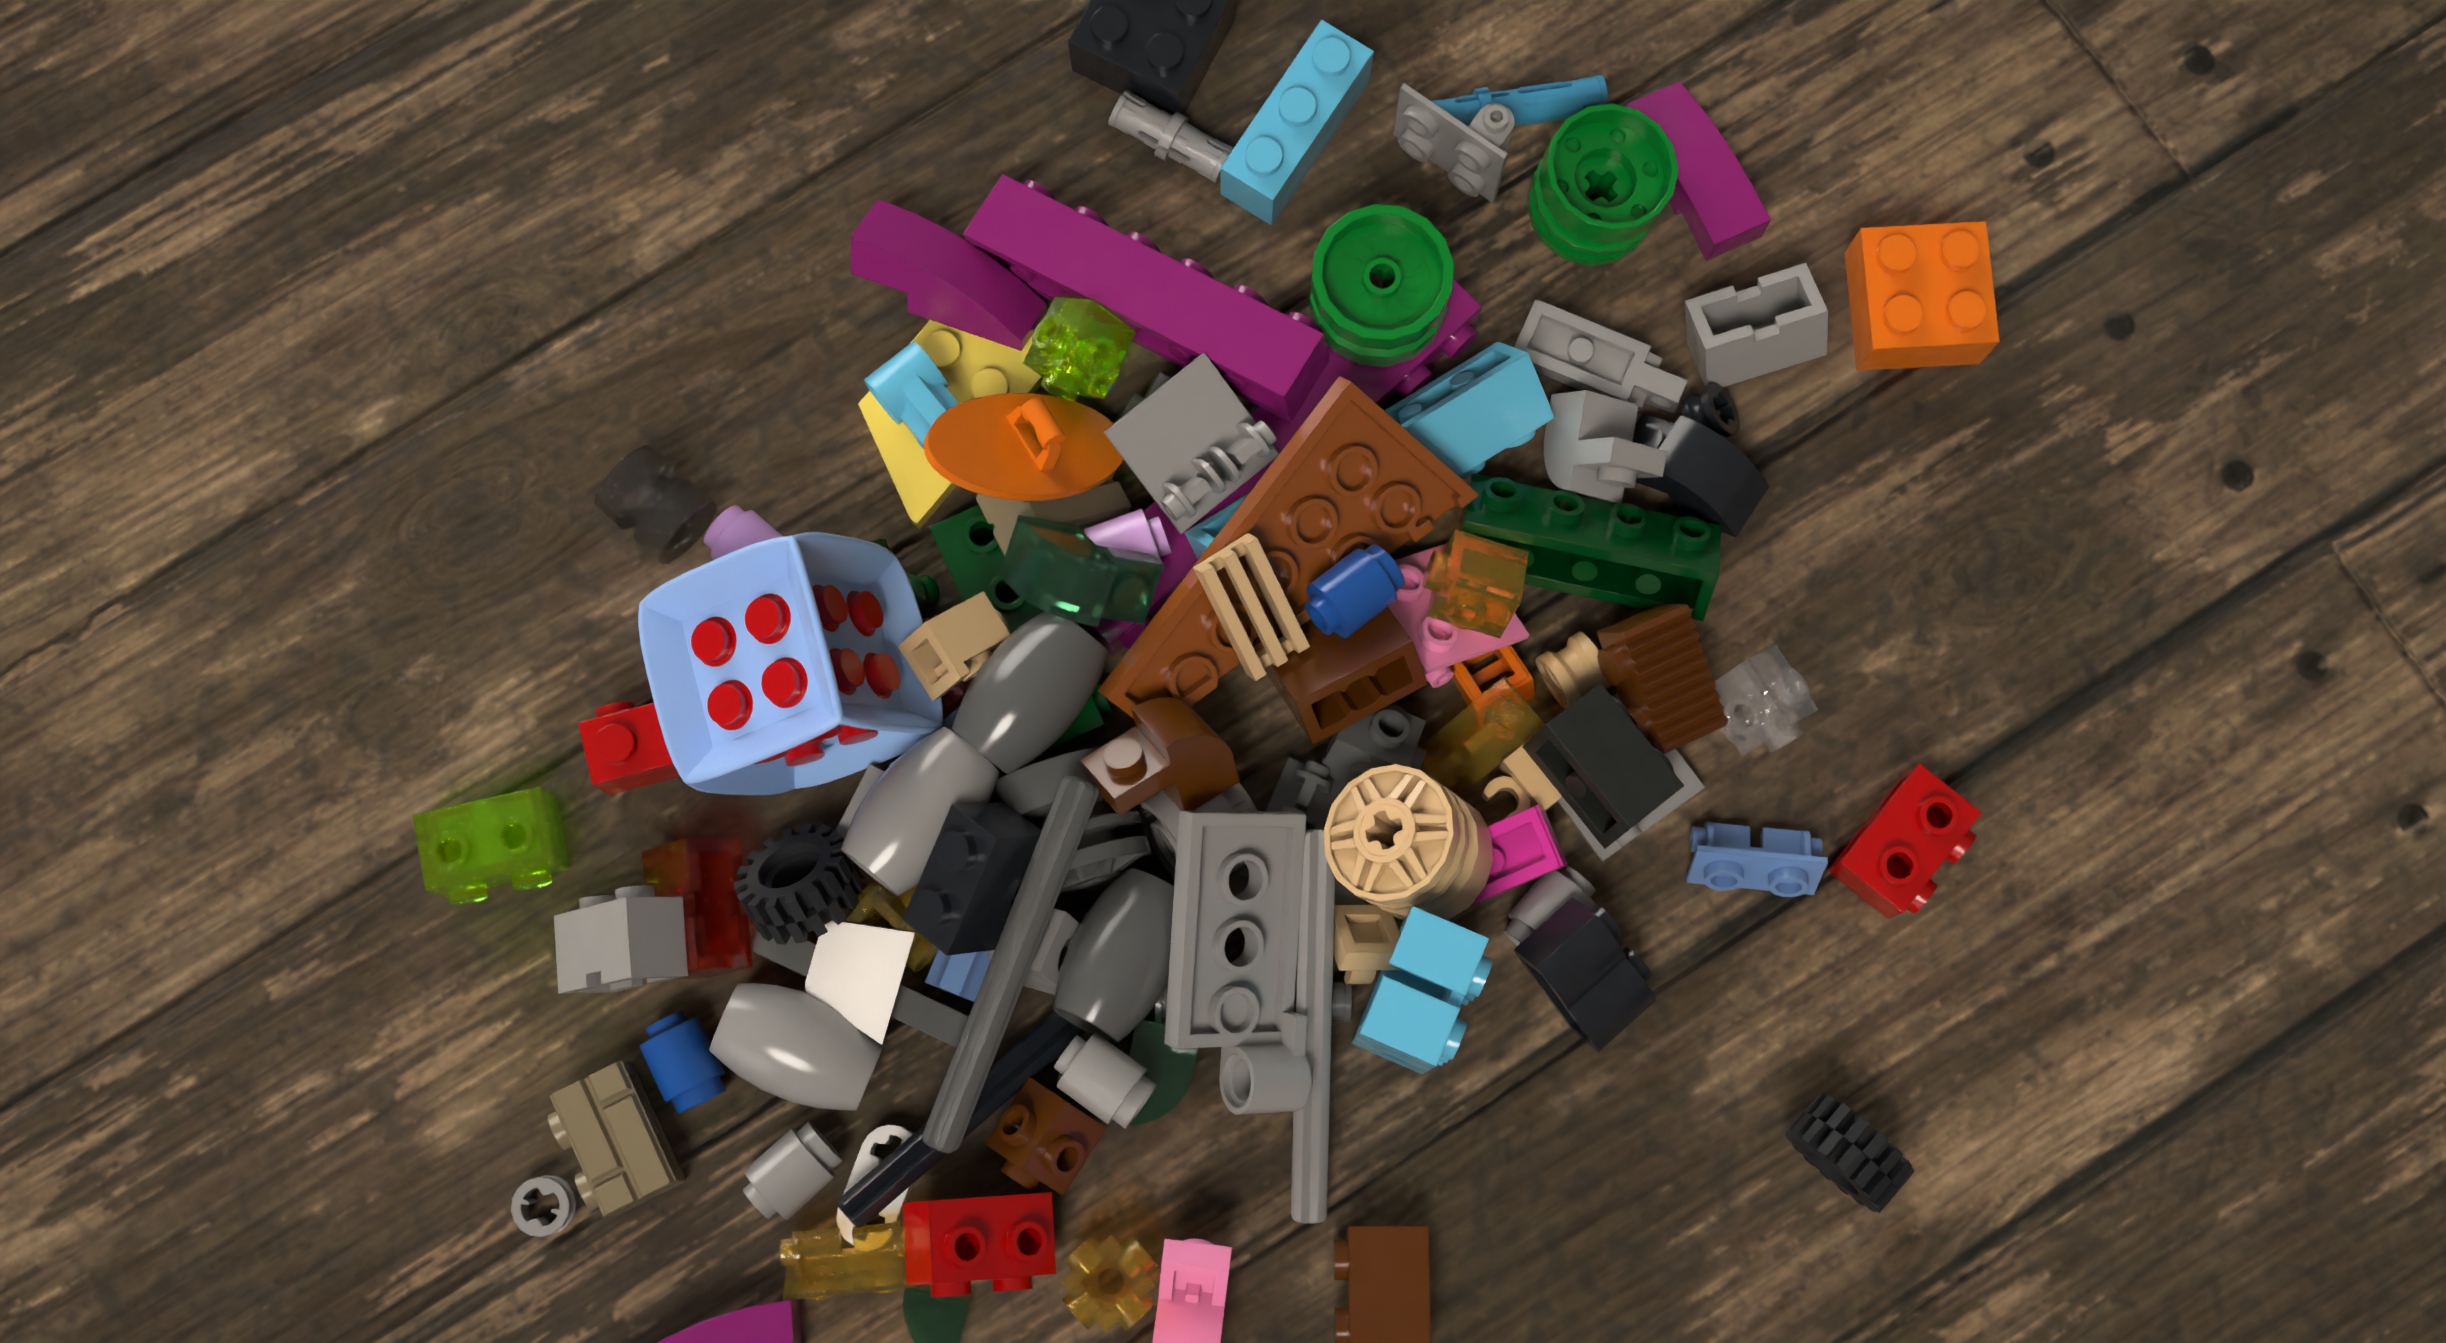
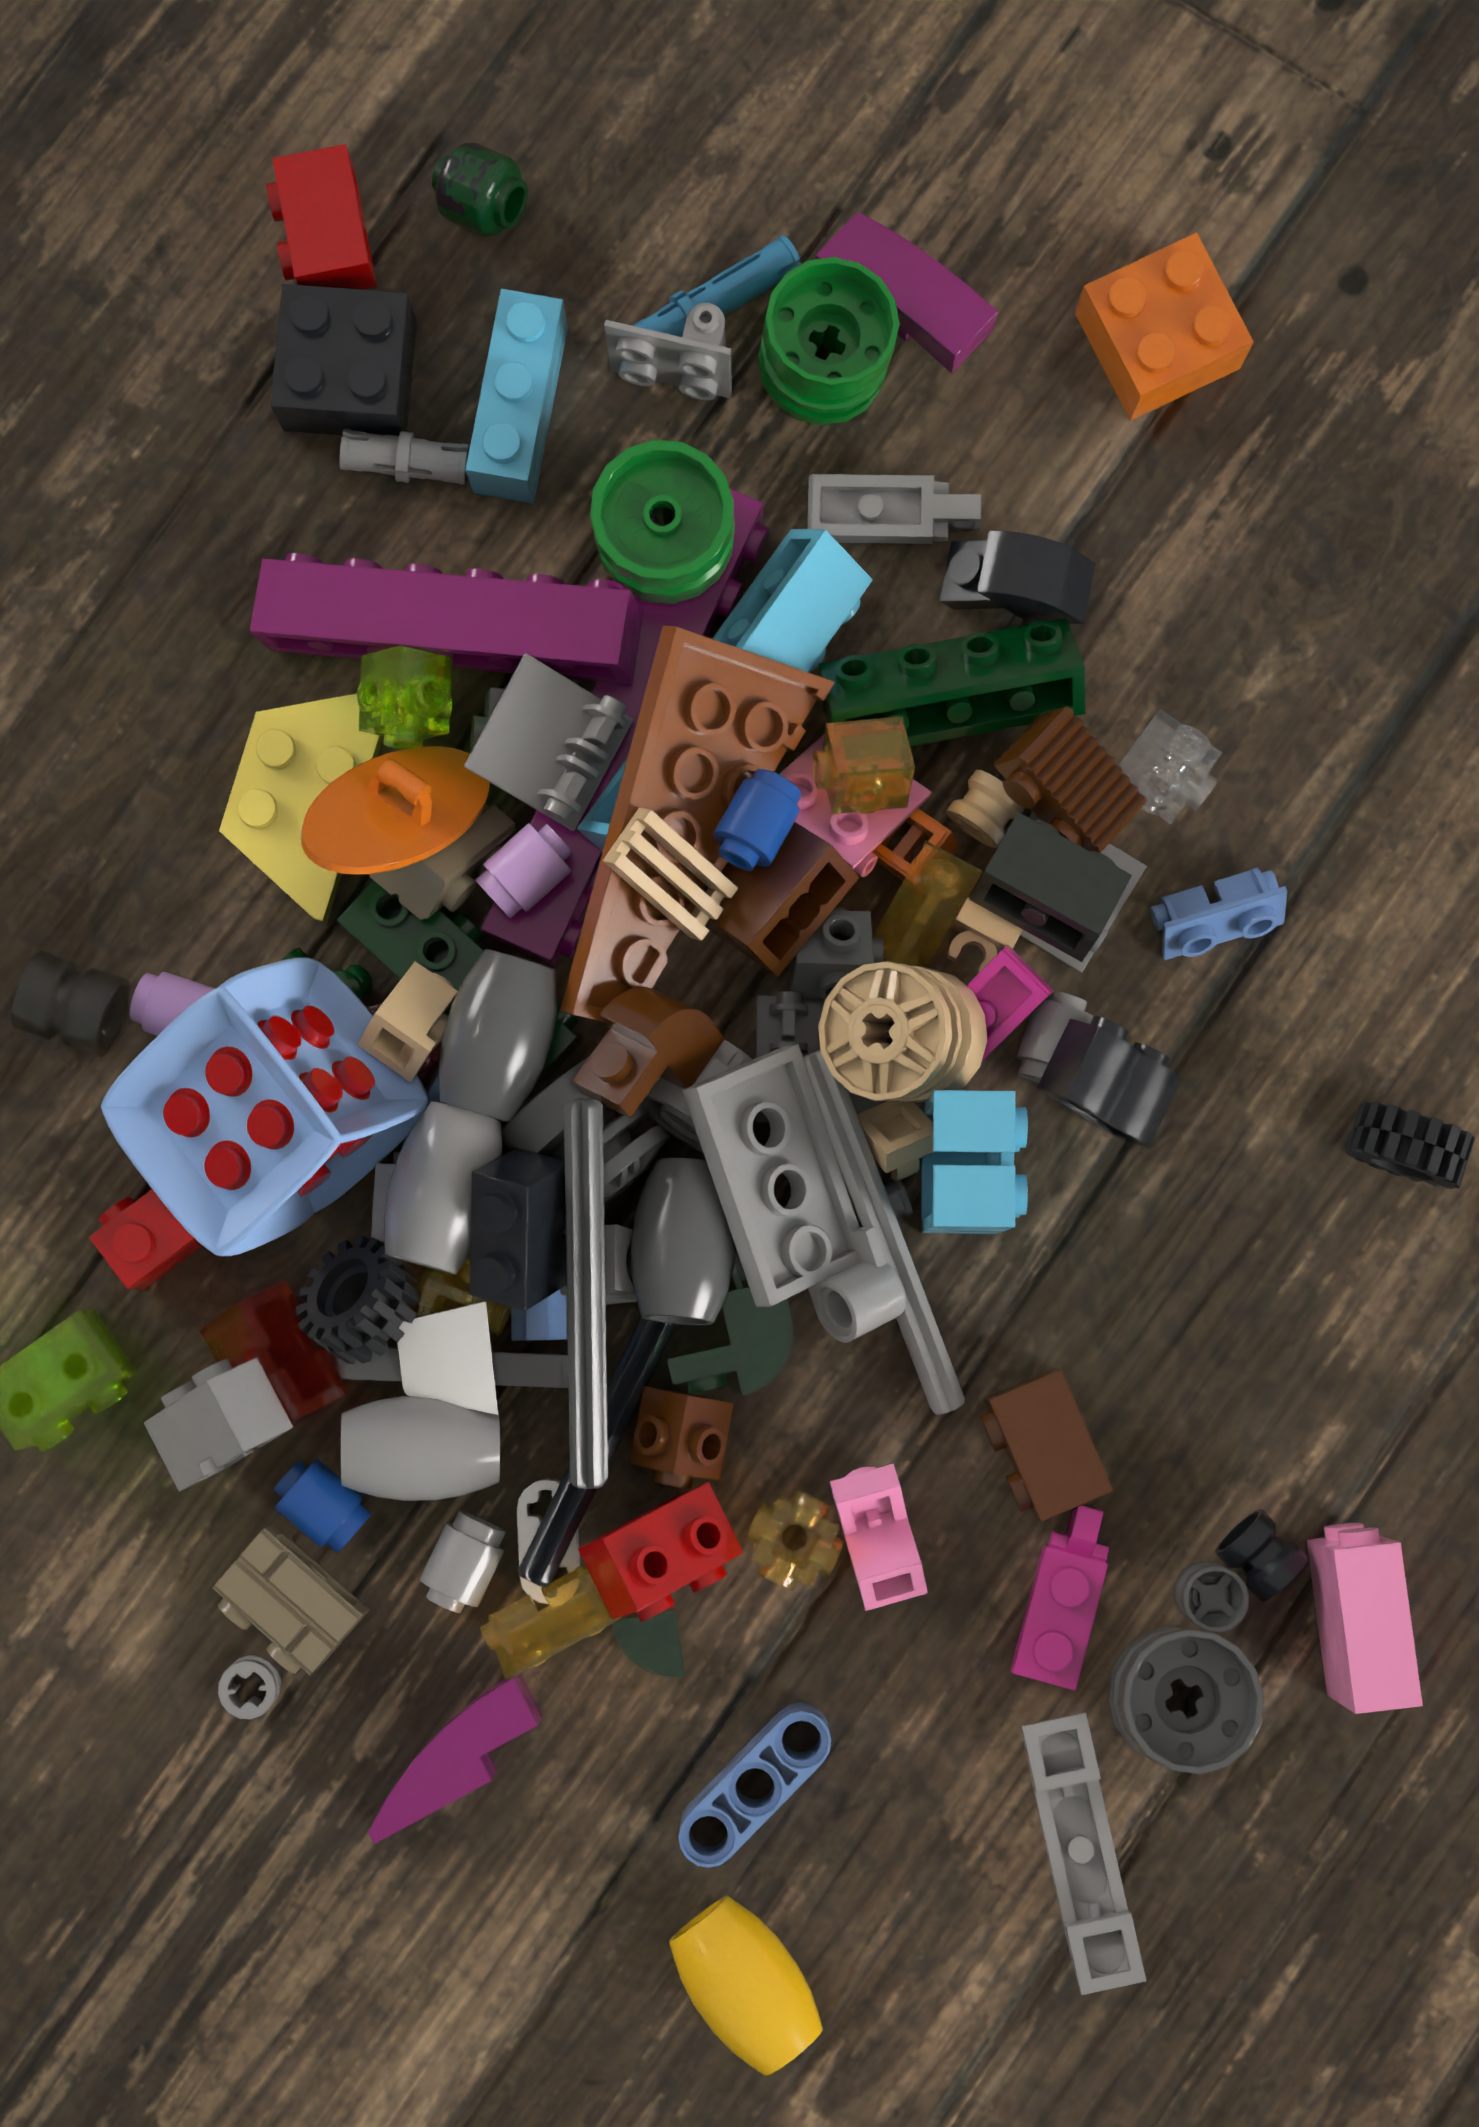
camera: 20 degrees left, 5 degrees up
(911, 390) = (267, 800): medium azure piece -> none
(944, 276) = (248, 678): magenta slope -> none
(1076, 579) = (494, 914): clear green brick -> none
(1104, 1079) = (714, 1362): light grey brick -> none
(1592, 446) = (919, 595): light grey brick -> none
(1713, 410) = (1014, 513): black bush -> none
(1757, 328) = (1025, 419): light grey brick -> none
(1906, 843) = (1350, 842): red brick -> none

